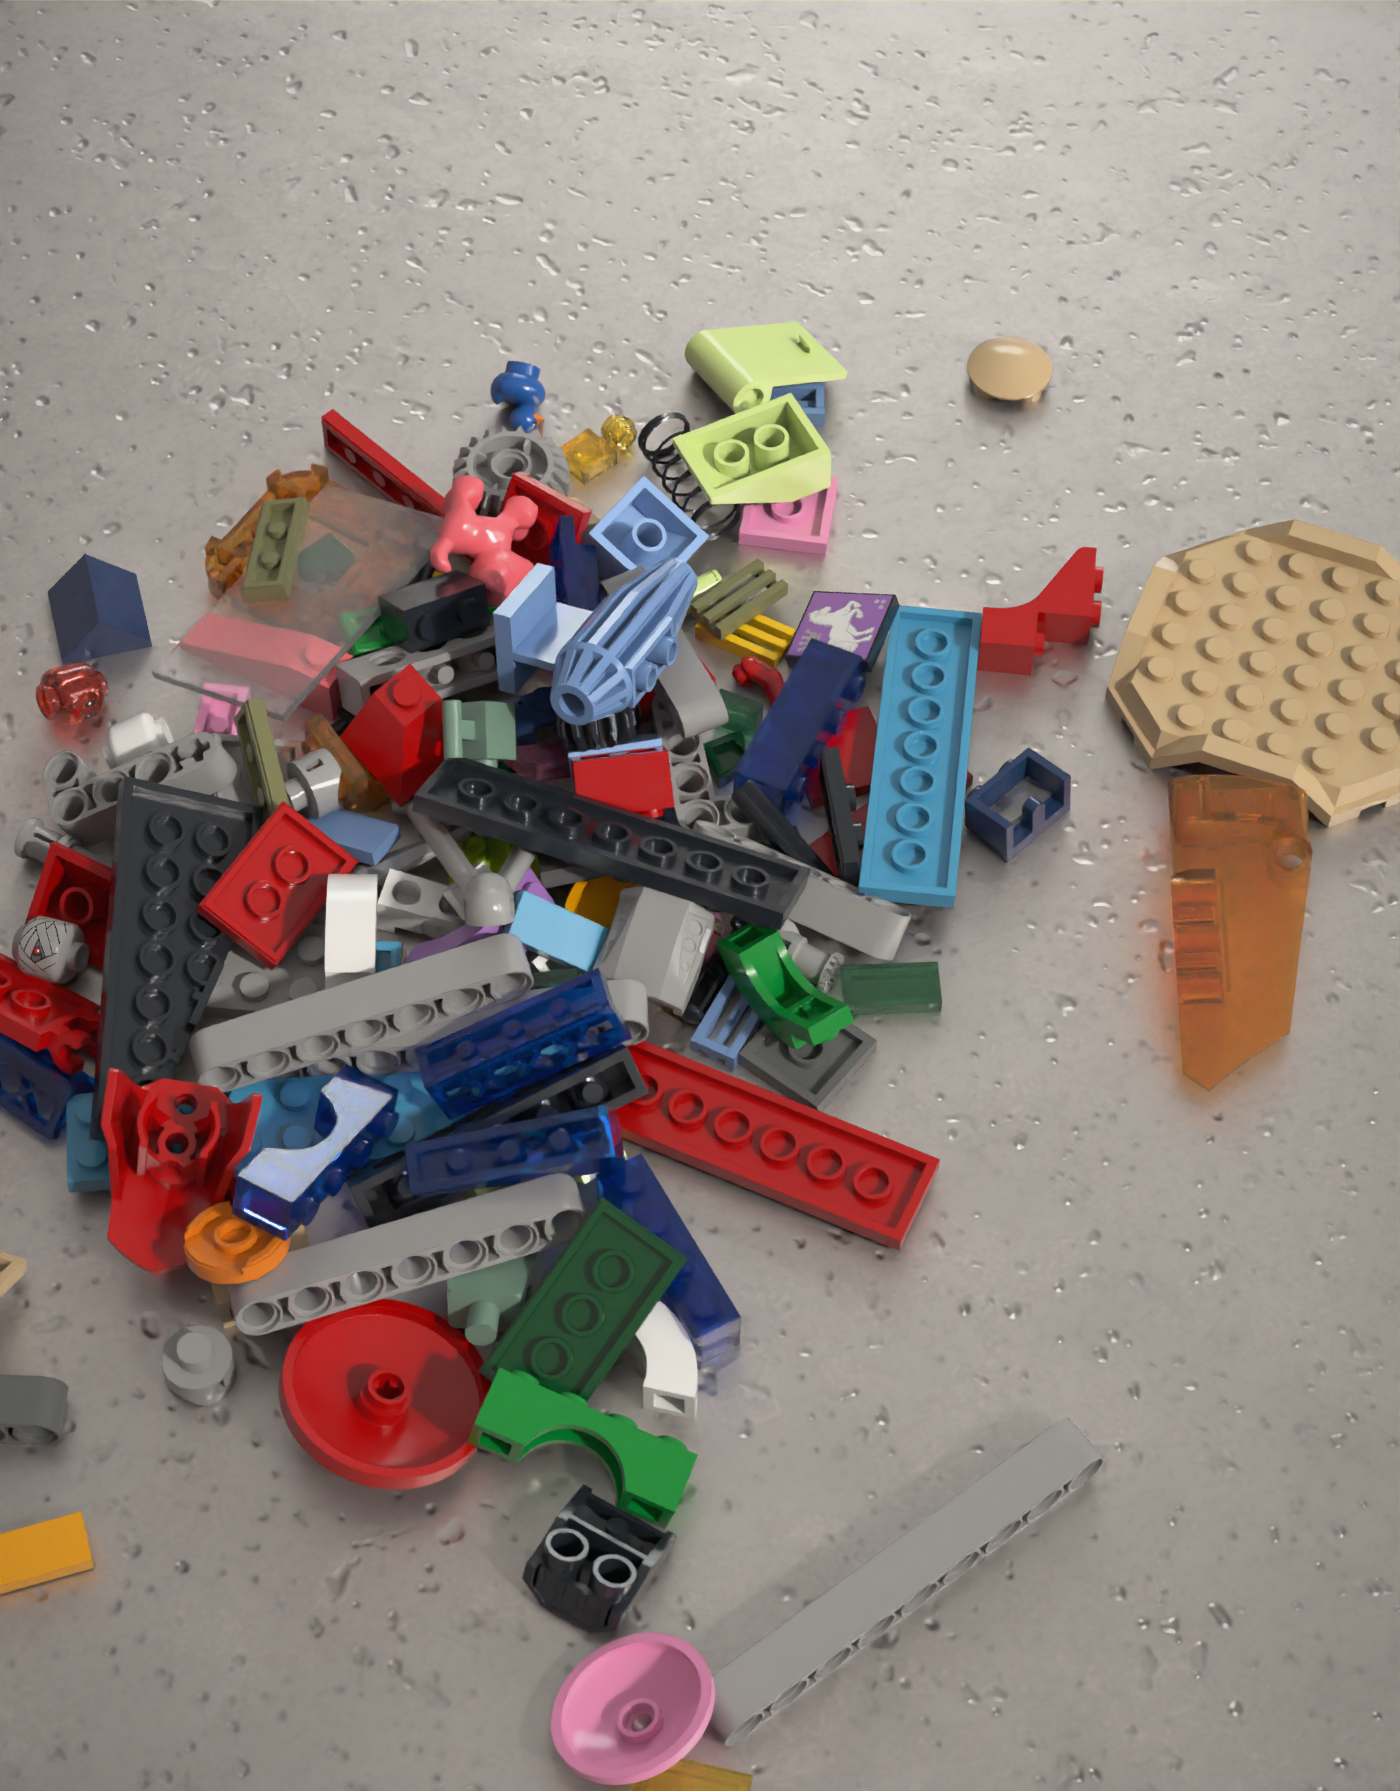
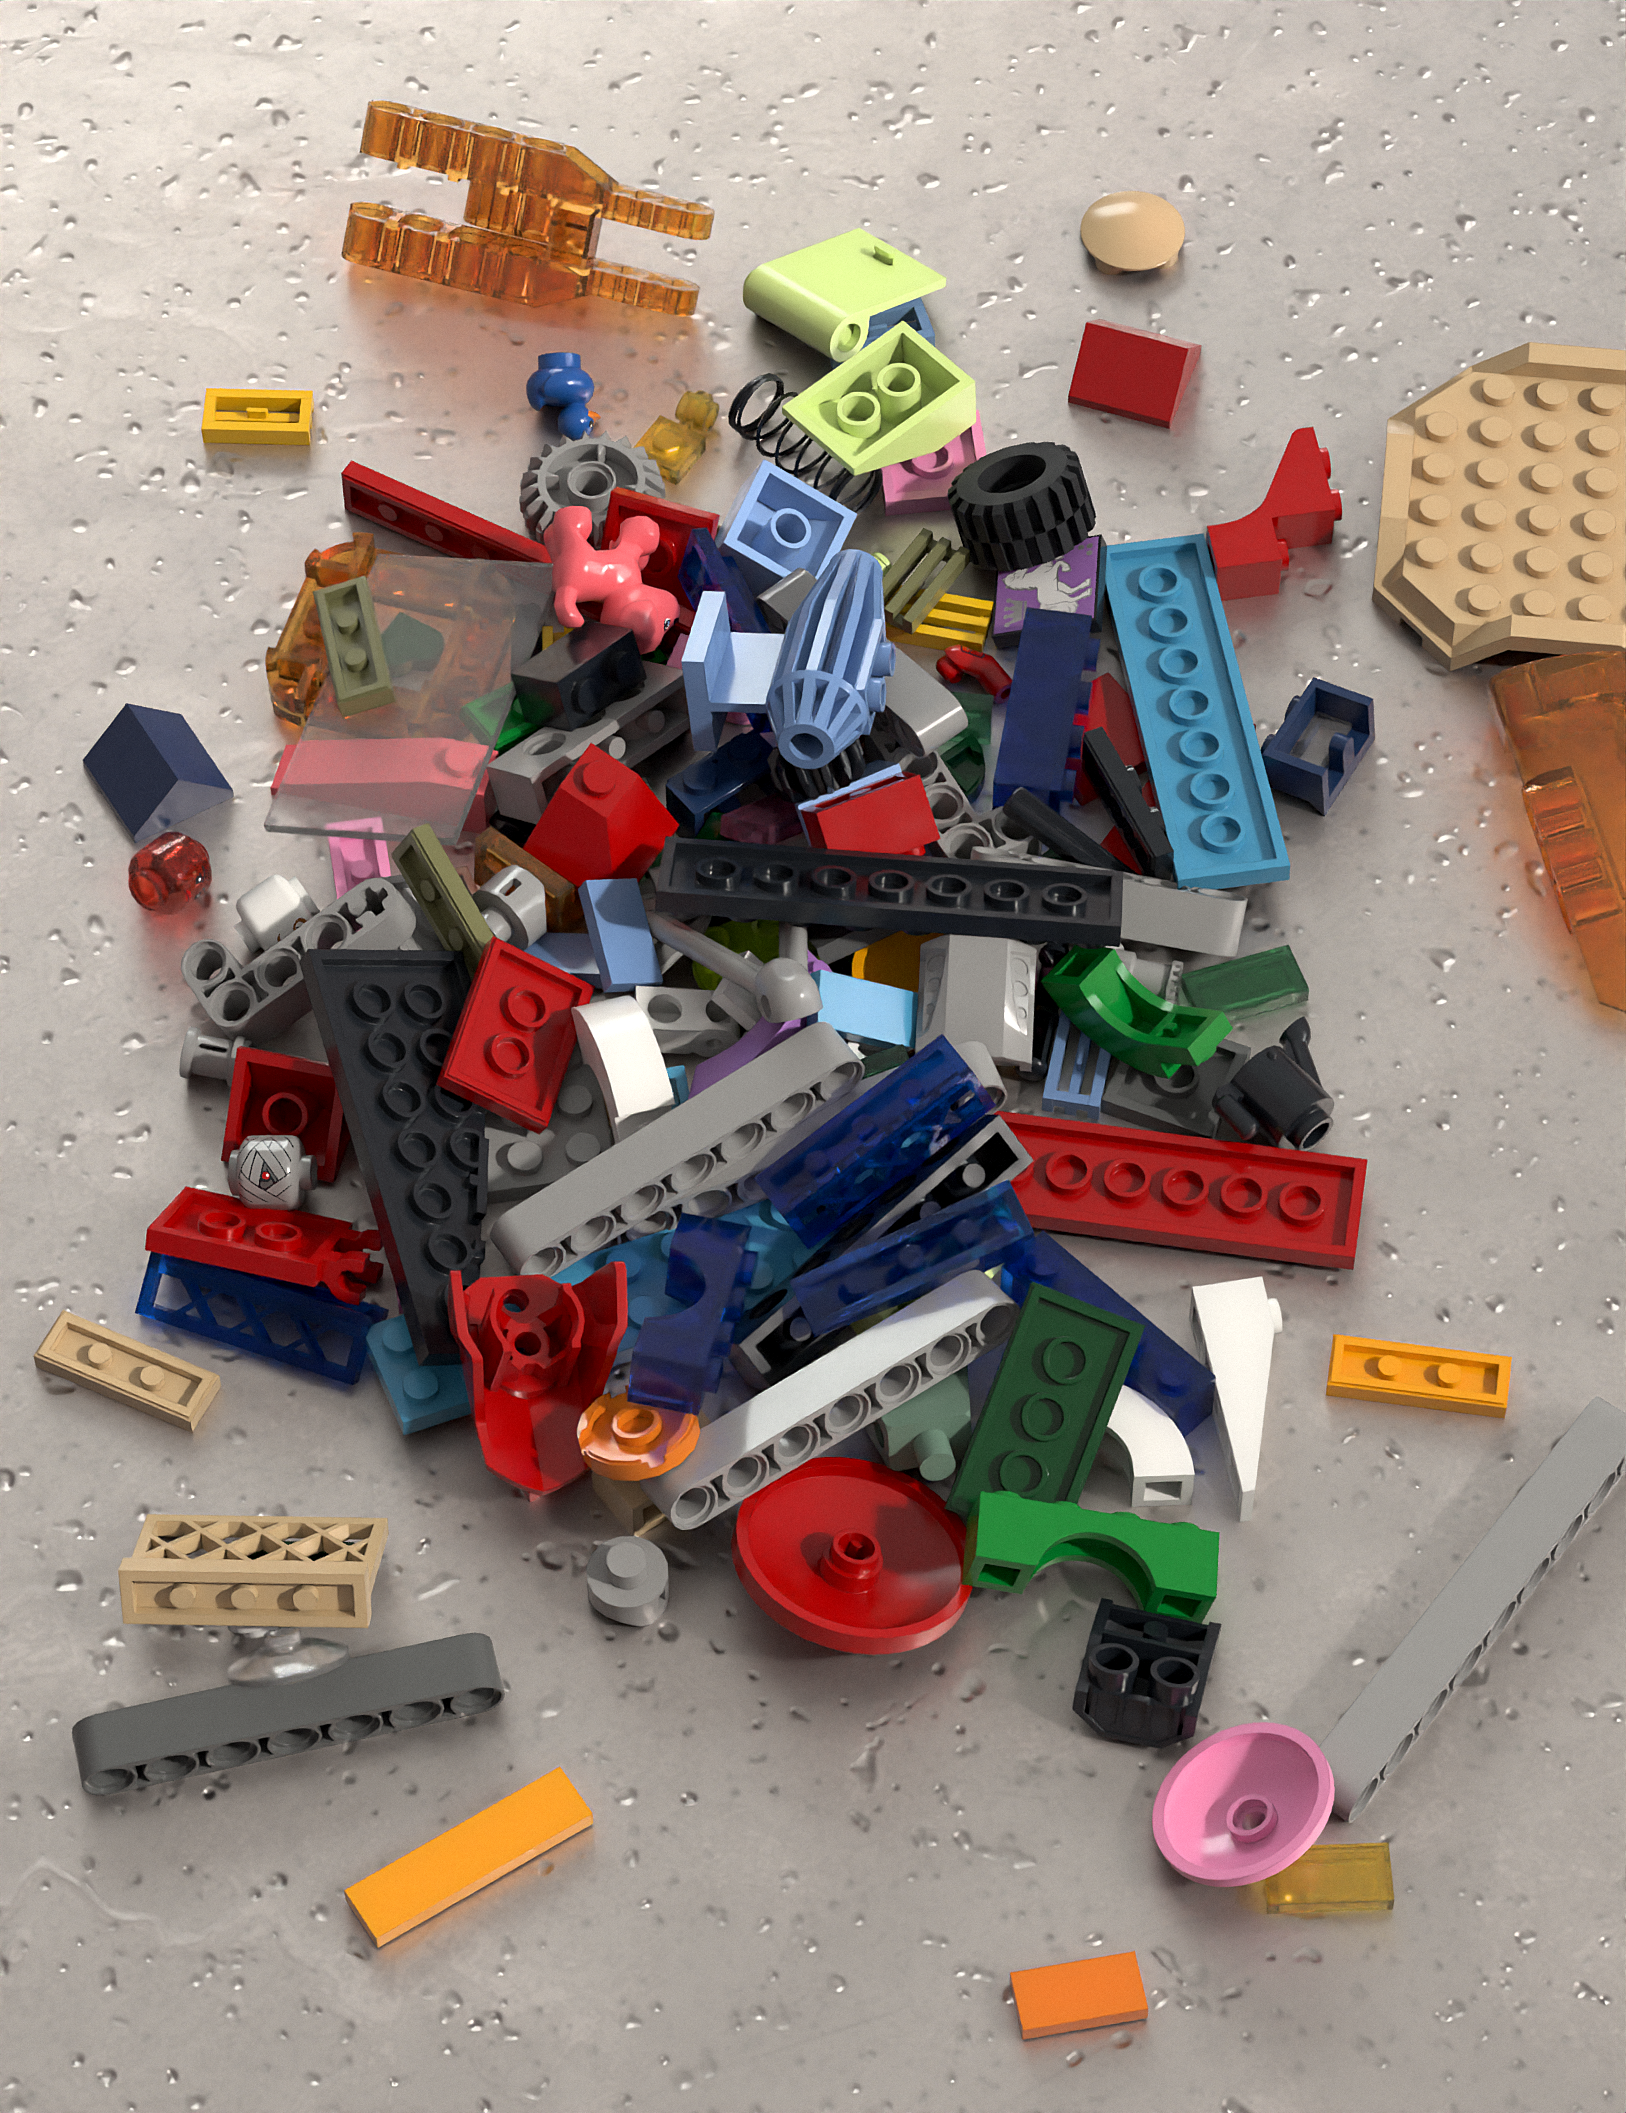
camera: 15 degrees left, 0 degrees up
(283, 369) = (257, 424): none -> yellow tile
(390, 824) = (620, 934): none -> medium blue tile
(479, 731) = (692, 803): sand green brick -> none
(537, 234) = (522, 190): none -> clear orange beam
(773, 1306) = (1234, 1341): none -> white slope
(839, 558) = (1022, 506): none -> black tyre
(883, 1085) = (1279, 1095): none -> black piece
(924, 1358) = (1419, 1376): none -> light orange tile
(971, 475) = (1132, 372): none -> red slope

